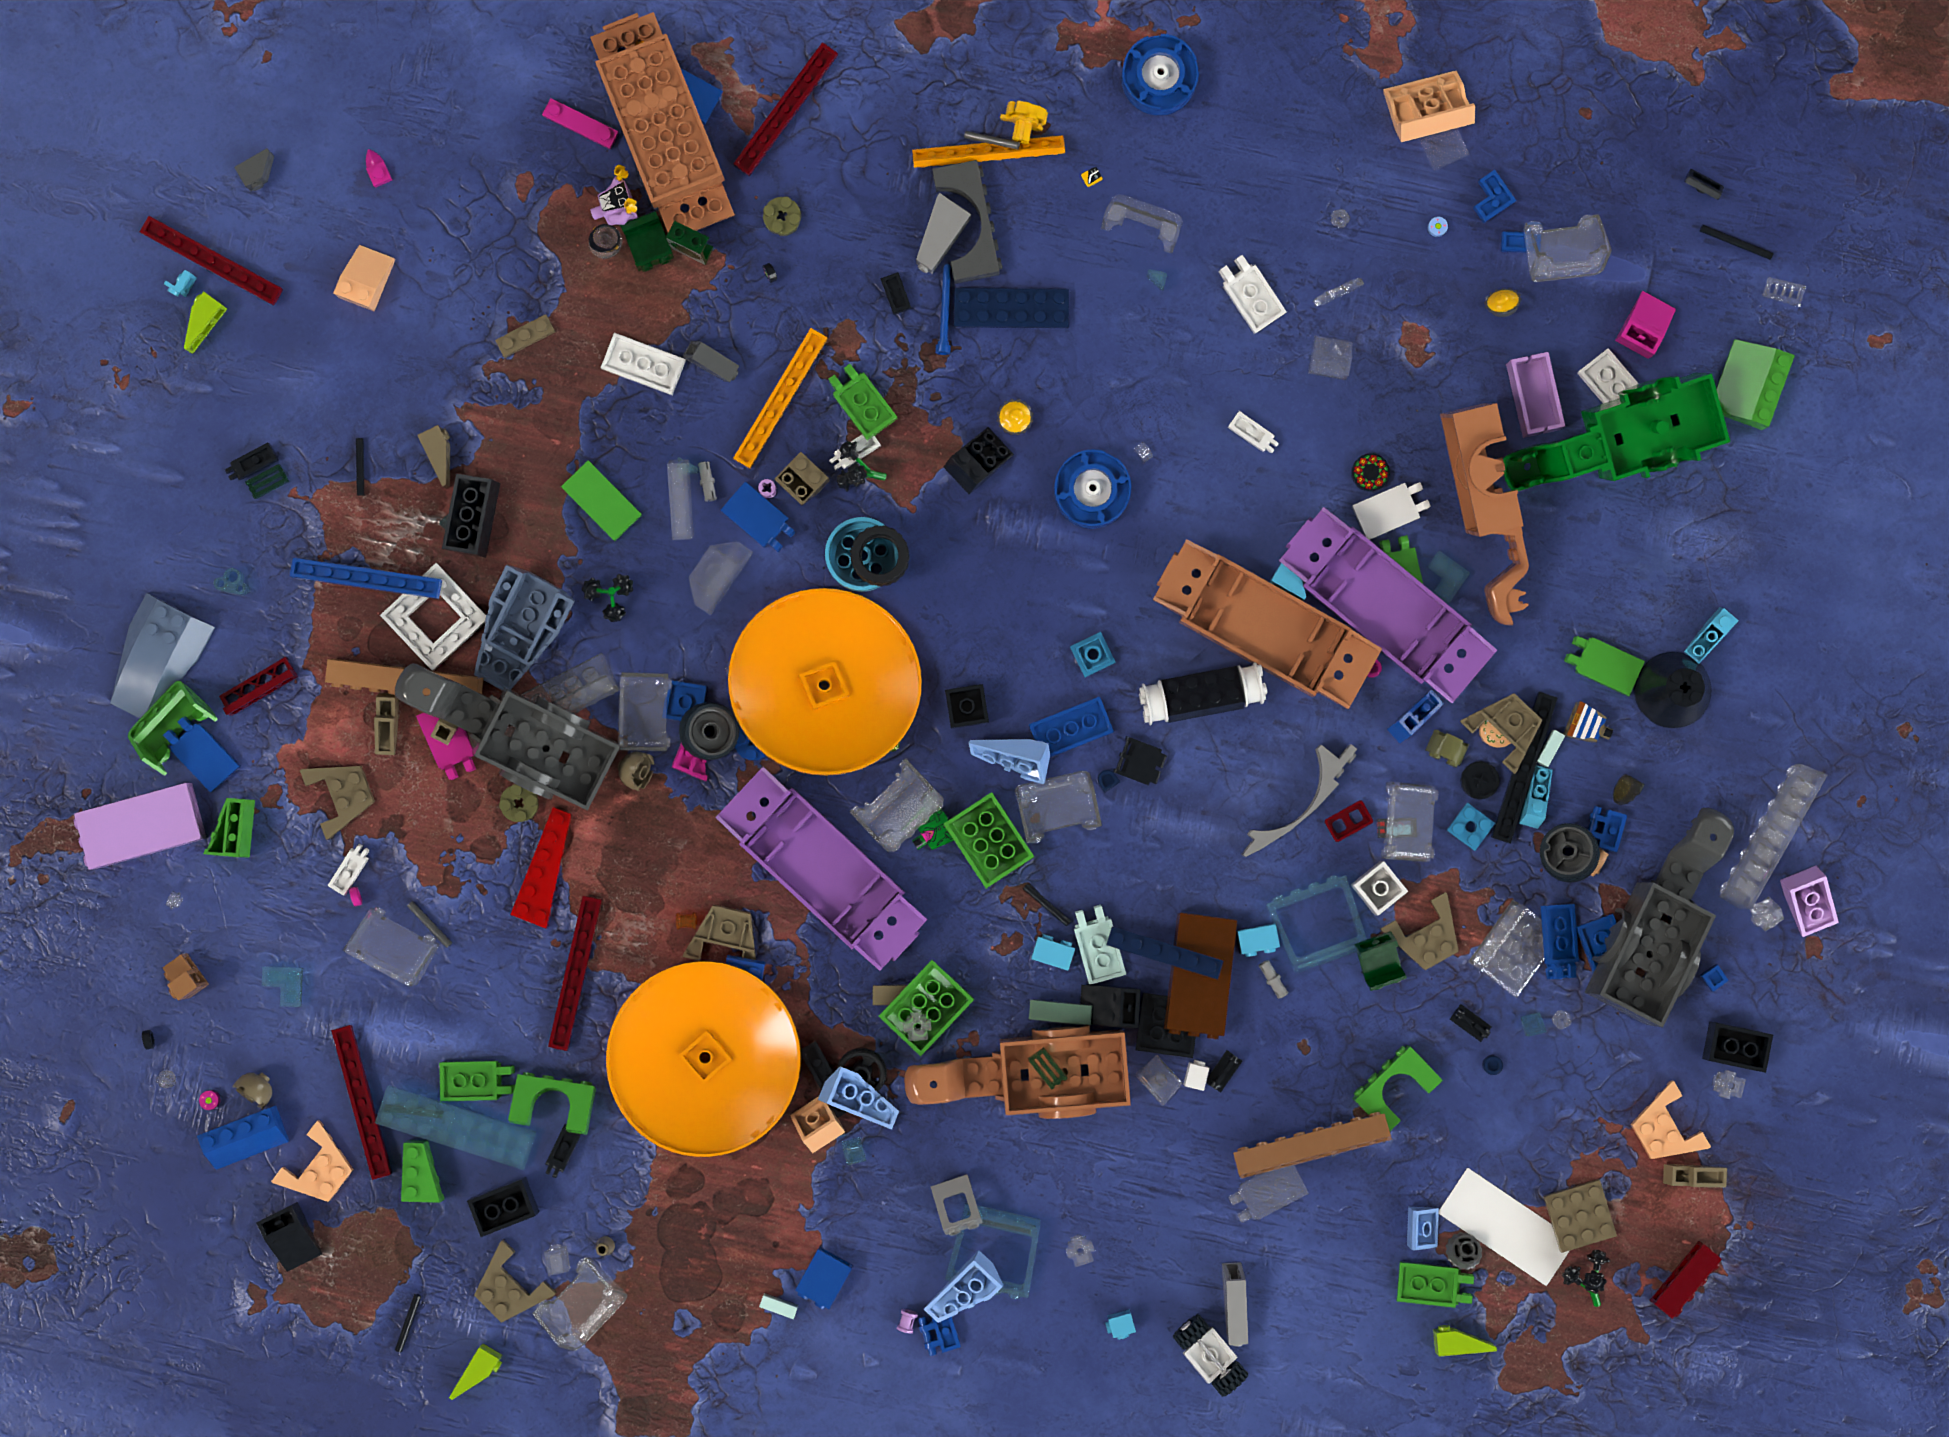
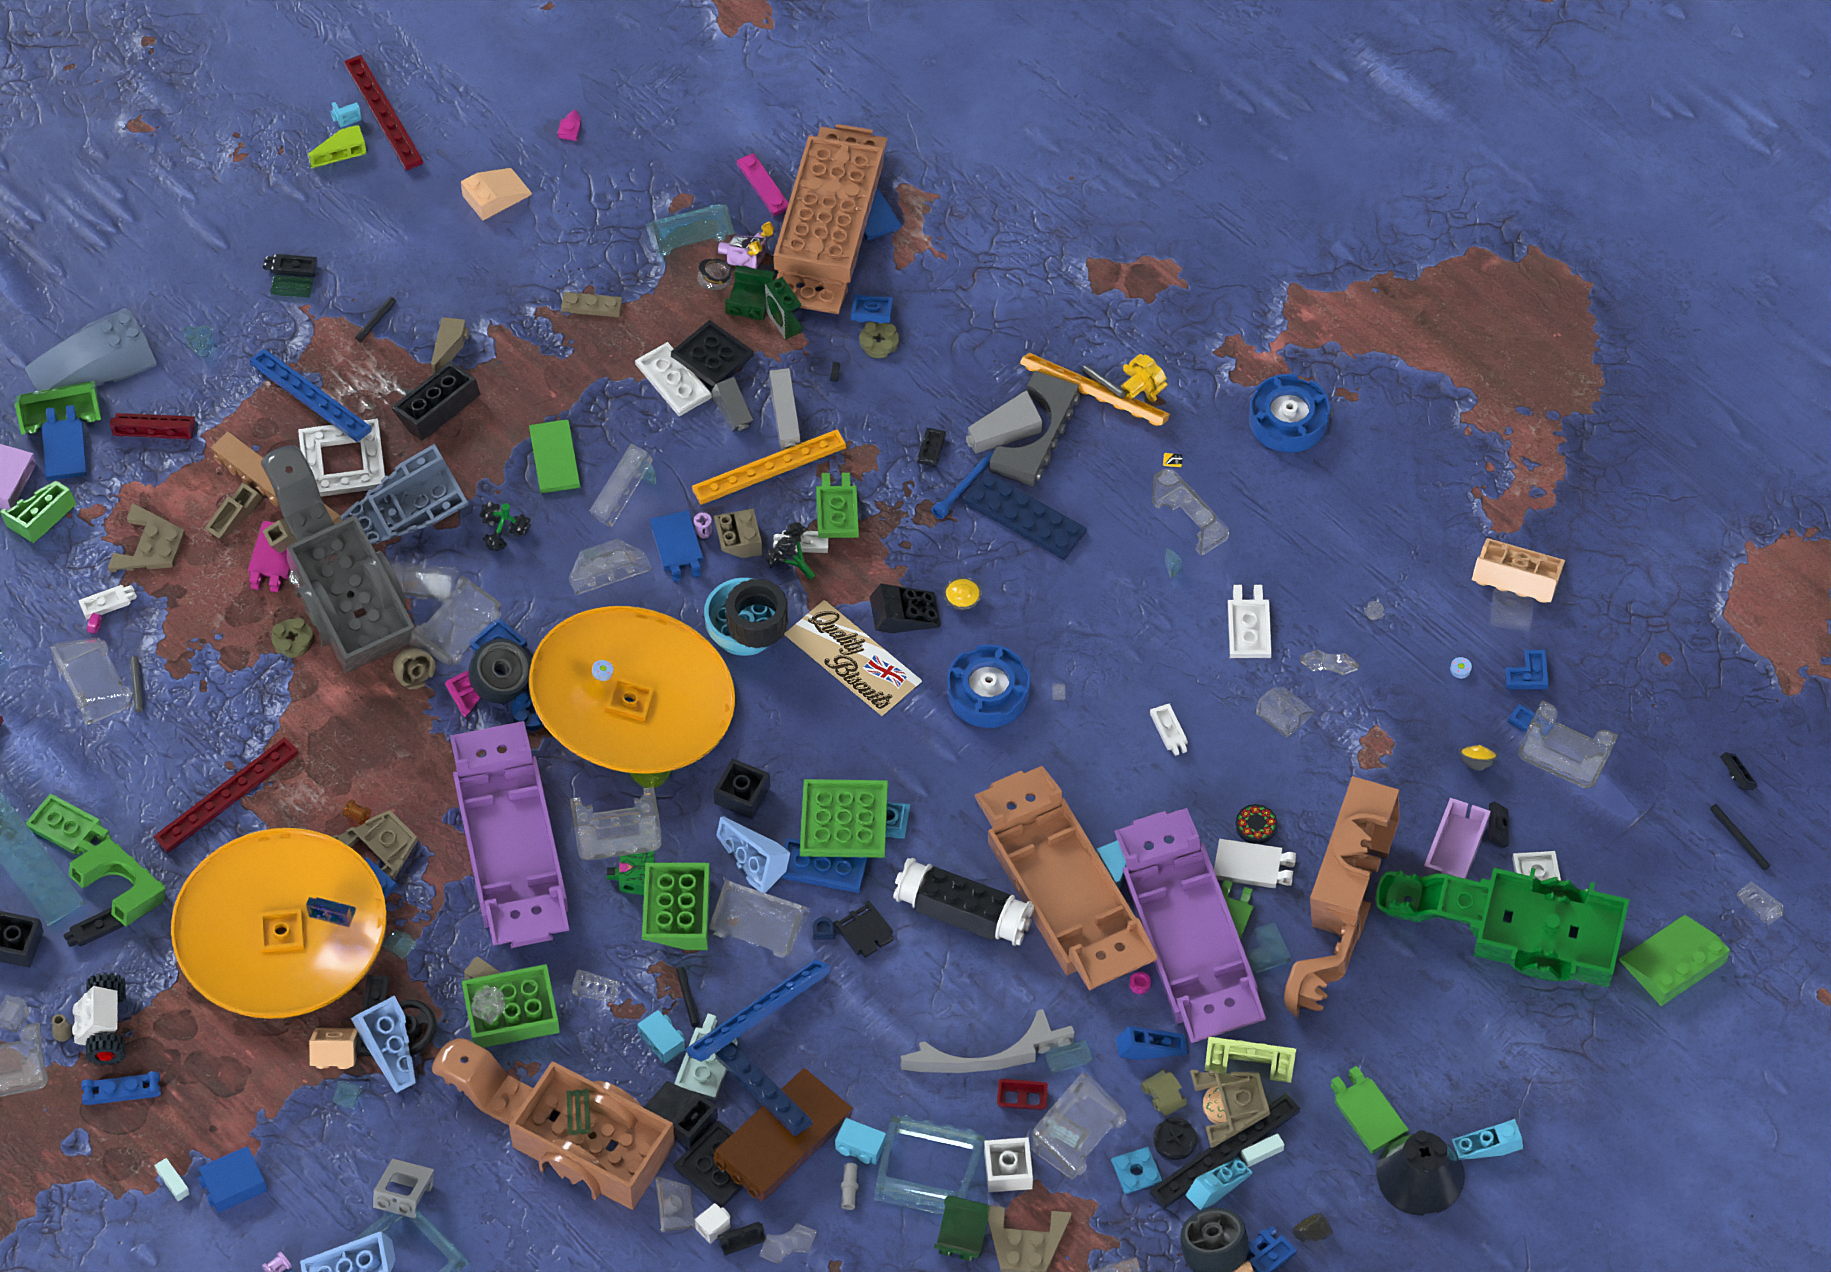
camera: 35 degrees right, 30 degrees down
(256, 170) = (473, 71): dark grey slope -> none
(539, 885) = (255, 709): red wing -> none
(550, 209) = (690, 228): none -> clear light blue windscreen
(627, 1225) = (97, 1019): none -> brick
(660, 322) = (712, 353): none -> black plate
(684, 1261) = (121, 1088): none -> blue plate
(707, 481) = (655, 491): light grey pin -> none
(737, 1024) = (330, 911): none -> clear blue bracket
(758, 192) = (871, 308): none -> blue plate
(758, 339) = (784, 408): none -> light grey slope
(785, 109) = (943, 266): dark red plate -> none
(791, 682) = (602, 670): none -> light blue tile
(800, 1005) = (400, 944): none -> clear light blue slope
(956, 943) = (588, 978): none -> clear slope
(965, 527) = (853, 657): none -> sticker
(1060, 1012) = (628, 1082): sand green slope -> none
(1064, 682) = (844, 818): none -> bright green plate
(1113, 887) = (758, 1010): none -> blue plate
(1256, 1060) = (779, 1246): none -> clear tile
(1360, 765) = (1068, 1056): none -> clear light blue tile
(1498, 681) = (1279, 1057): none -> yellowish green slope
(1555, 352) = (1498, 824): none -> black plate
(1586, 724) = (1312, 1149): torso -> none
(1646, 325) = (1602, 851): dark pink slope -> none

